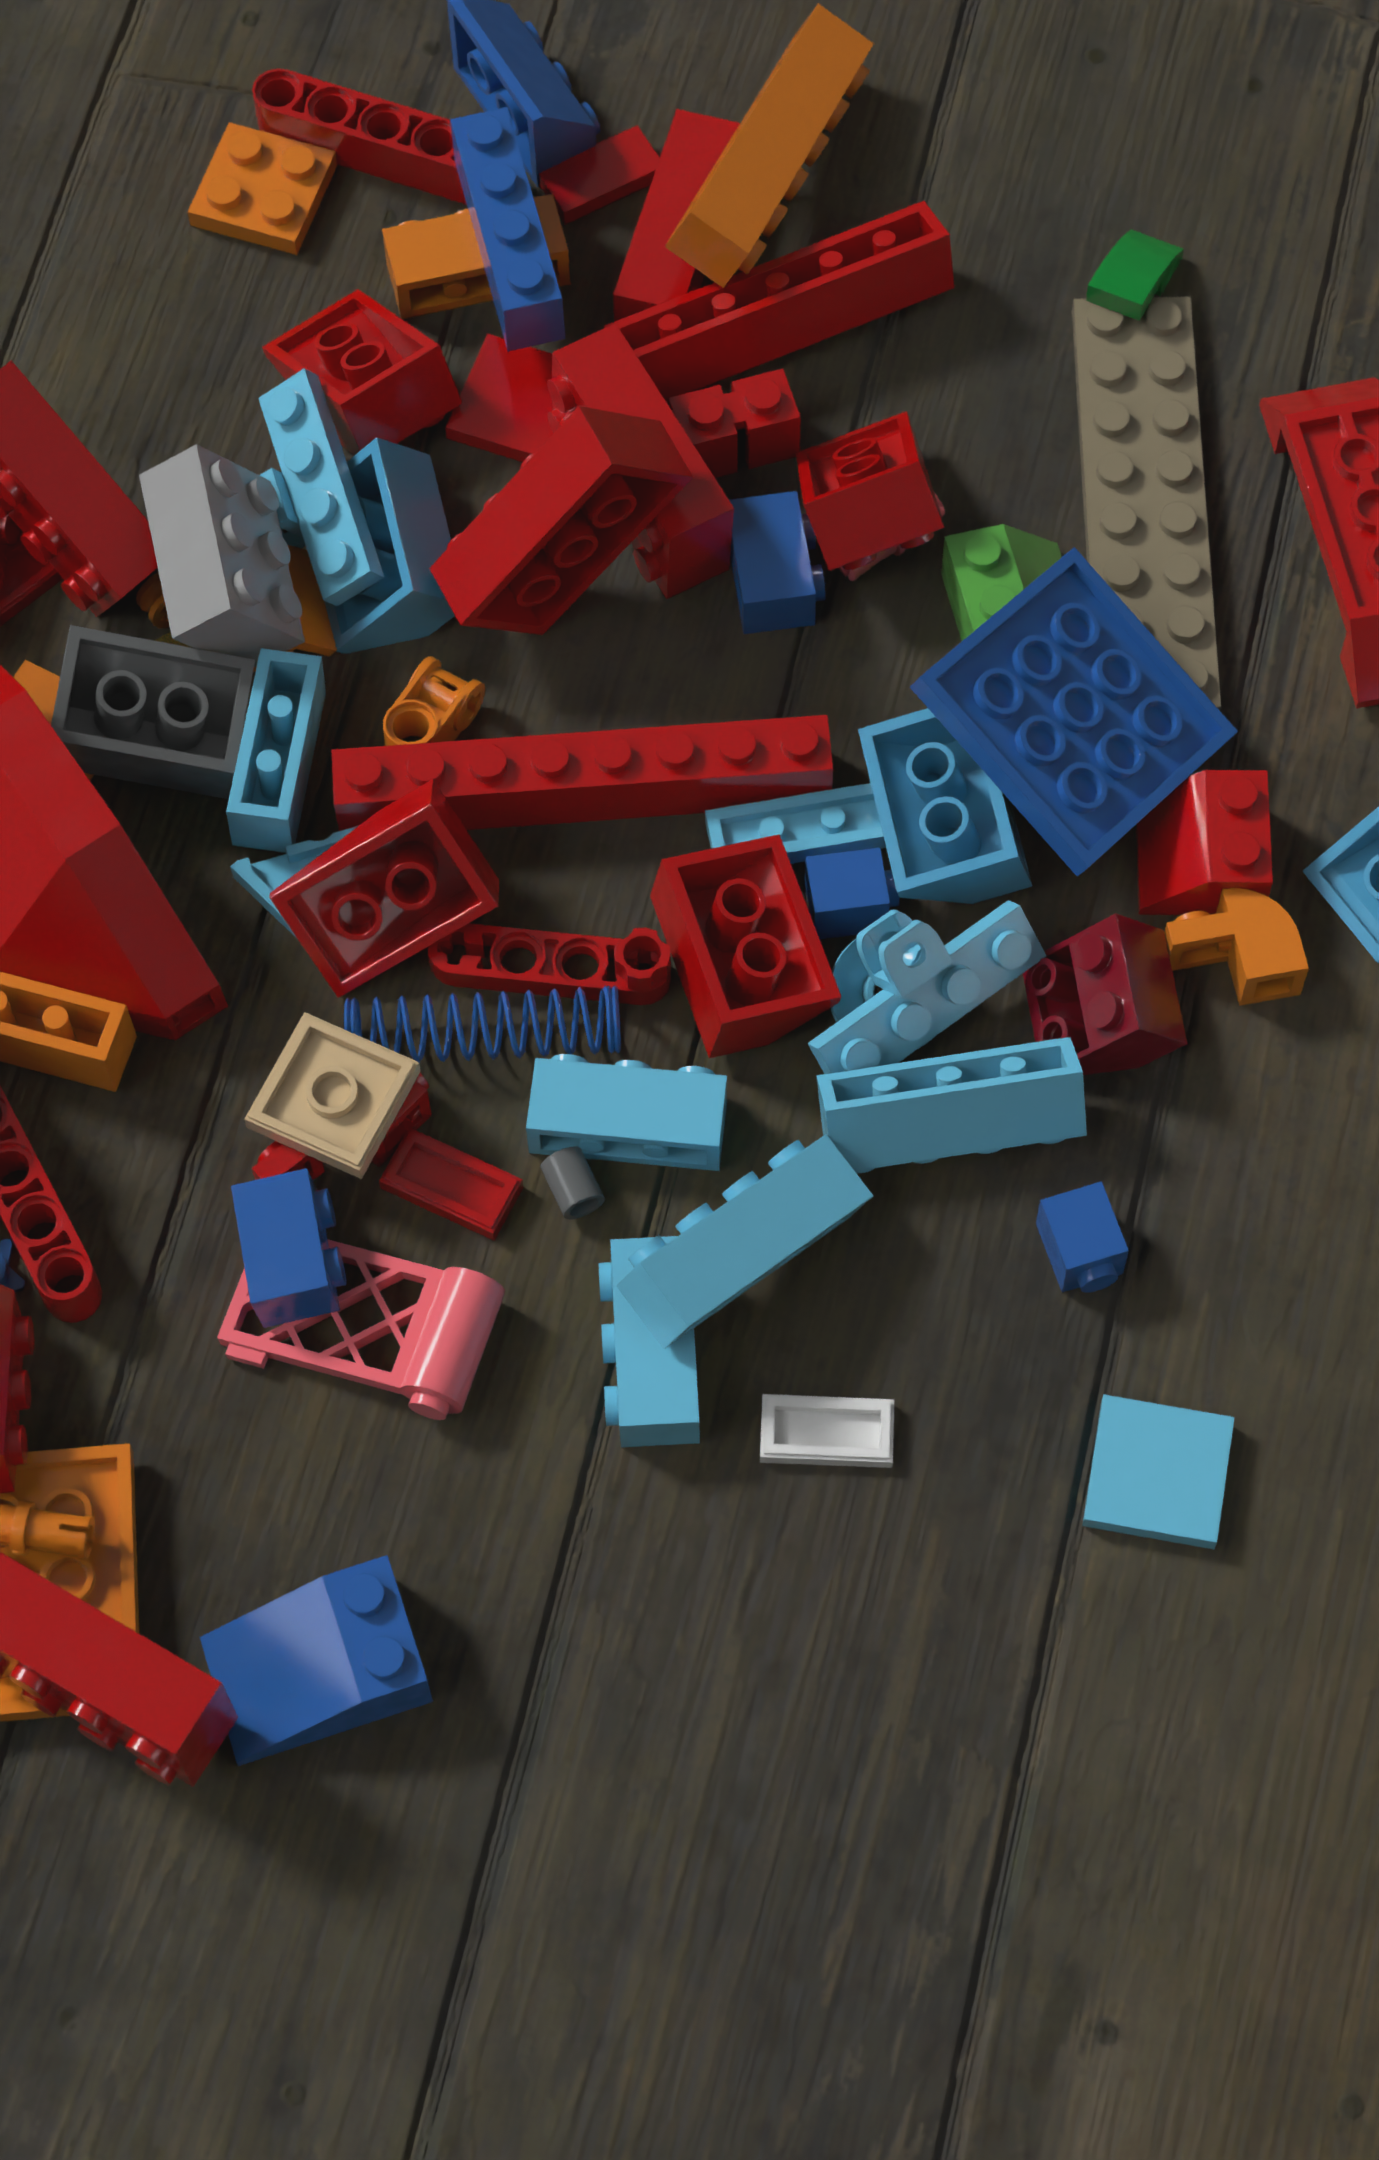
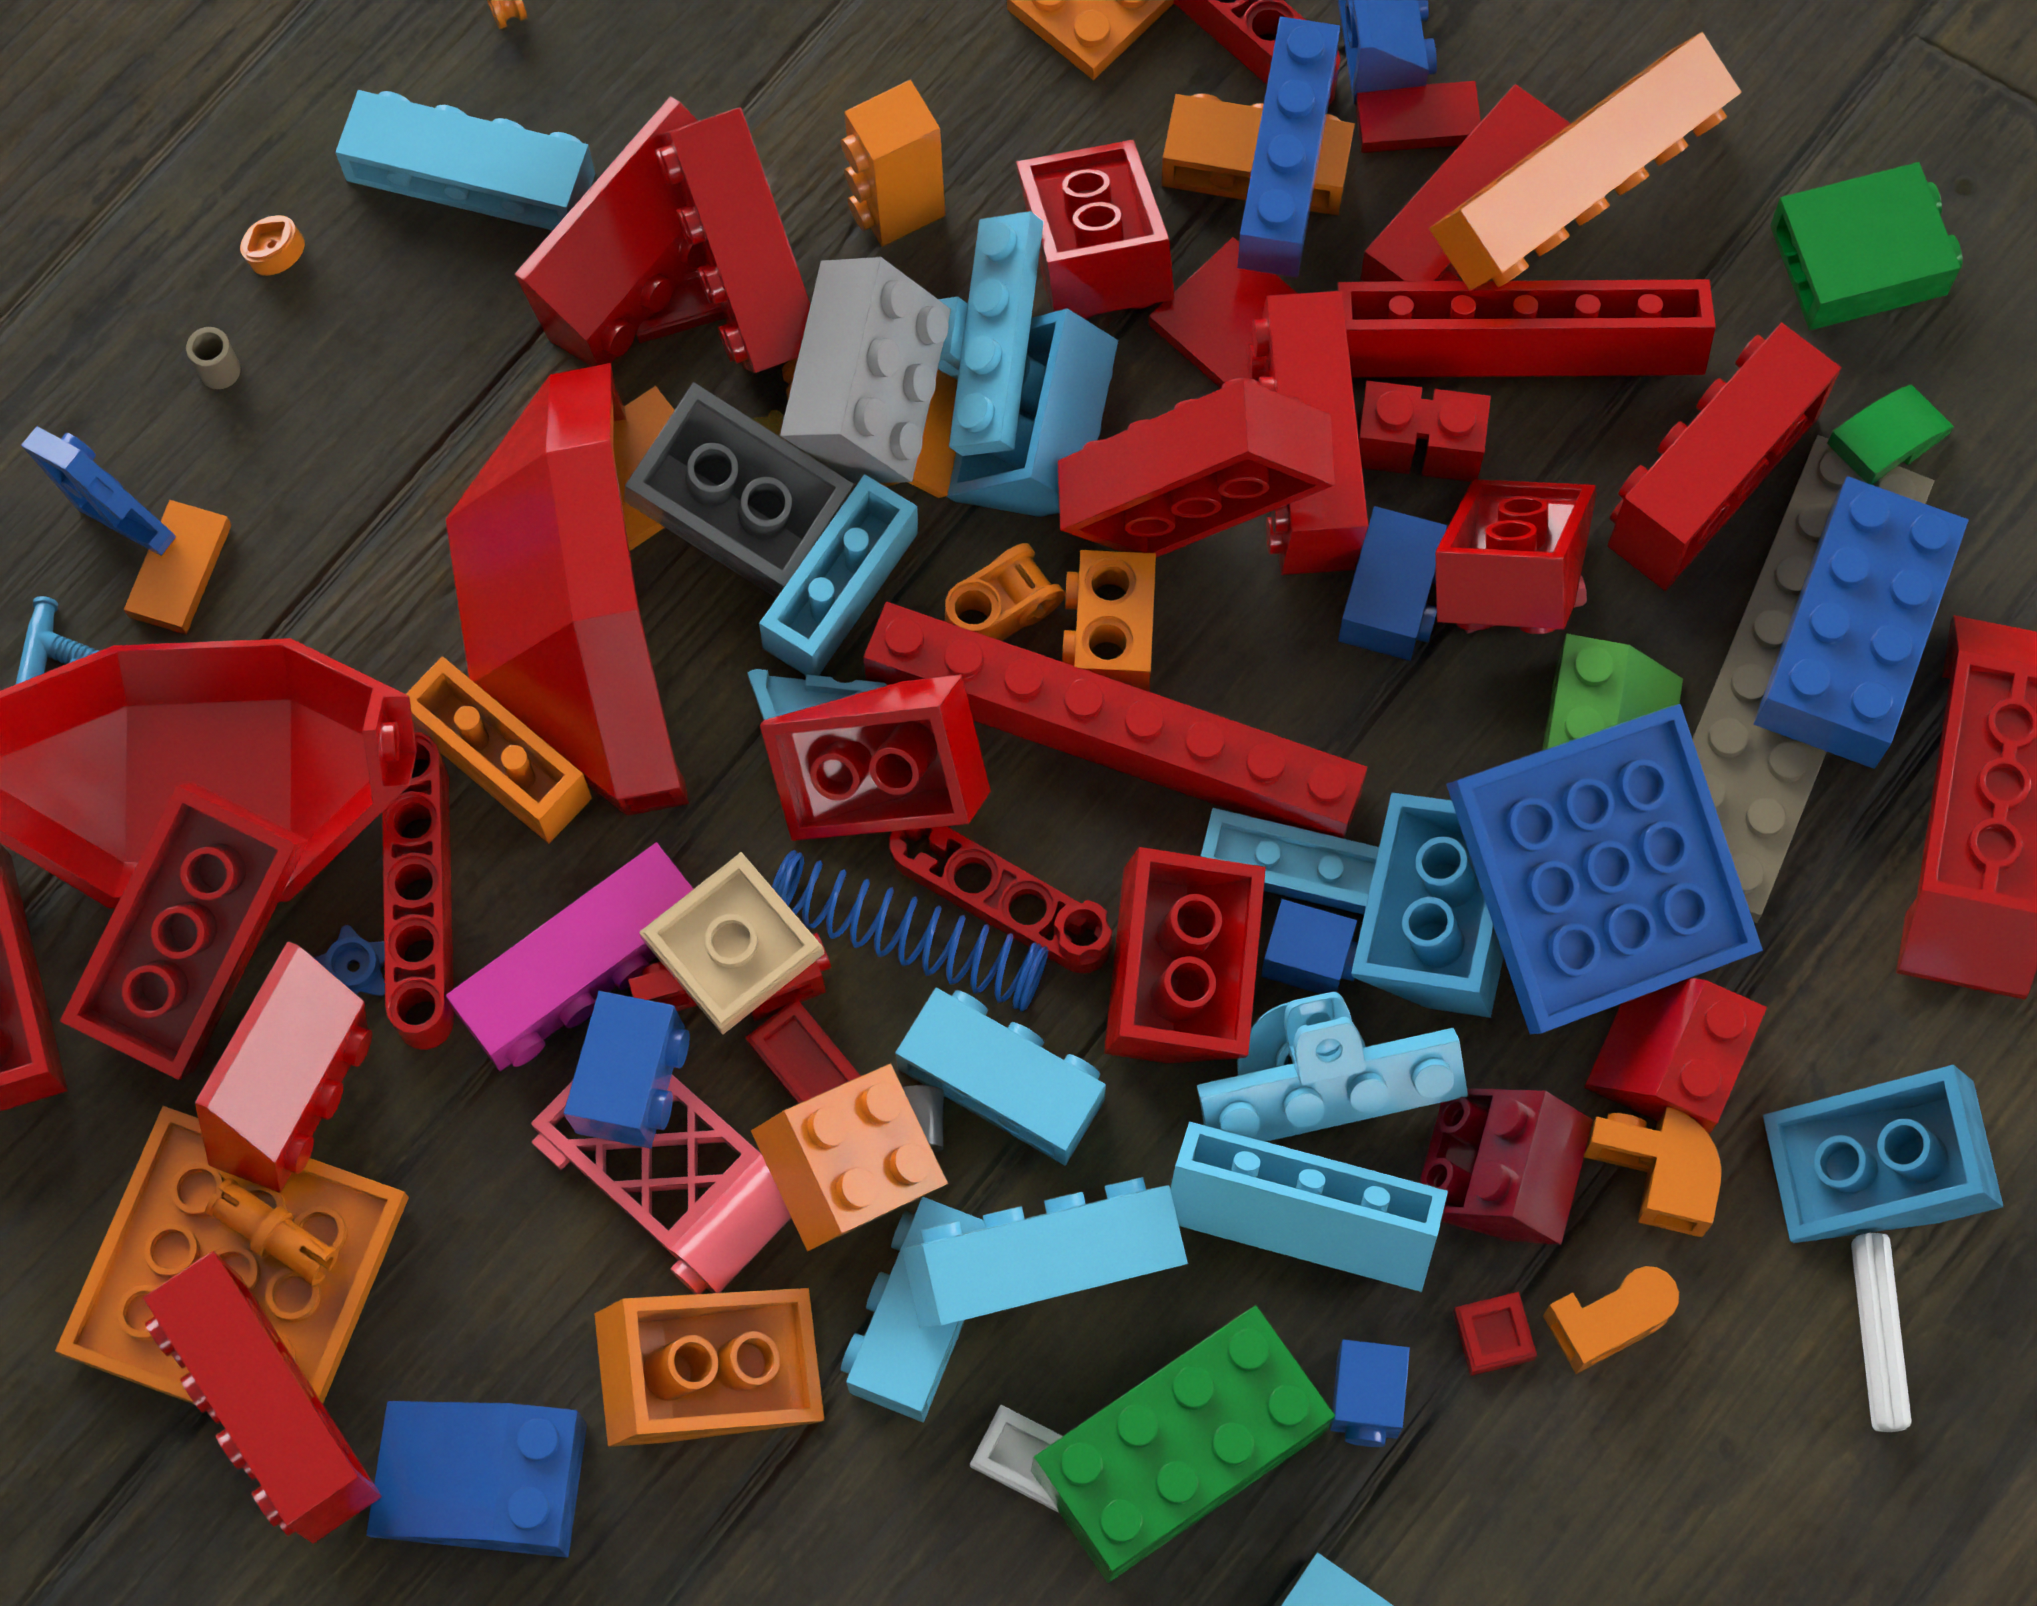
camera: 25 degrees right, 5 degrees up
(161, 376) = (894, 164): none -> orange brick
(185, 1182) = (564, 963): none -> dark pink brick
(480, 1474) = (707, 1365): none -> orange slope
(528, 1232) = (848, 1156): none -> orange brick
(547, 690) = (1120, 621): none -> orange brick
(941, 1352) = (1181, 1443): none -> green brick
(1002, 341) = (1721, 455): none -> red brick
(1038, 130) = (1866, 245): none -> green brick
(1164, 1148) = (1494, 1333): none -> red tile
(1190, 428) = (1861, 622): none -> blue brick
(1262, 1092) = (1615, 1321): none -> orange leg

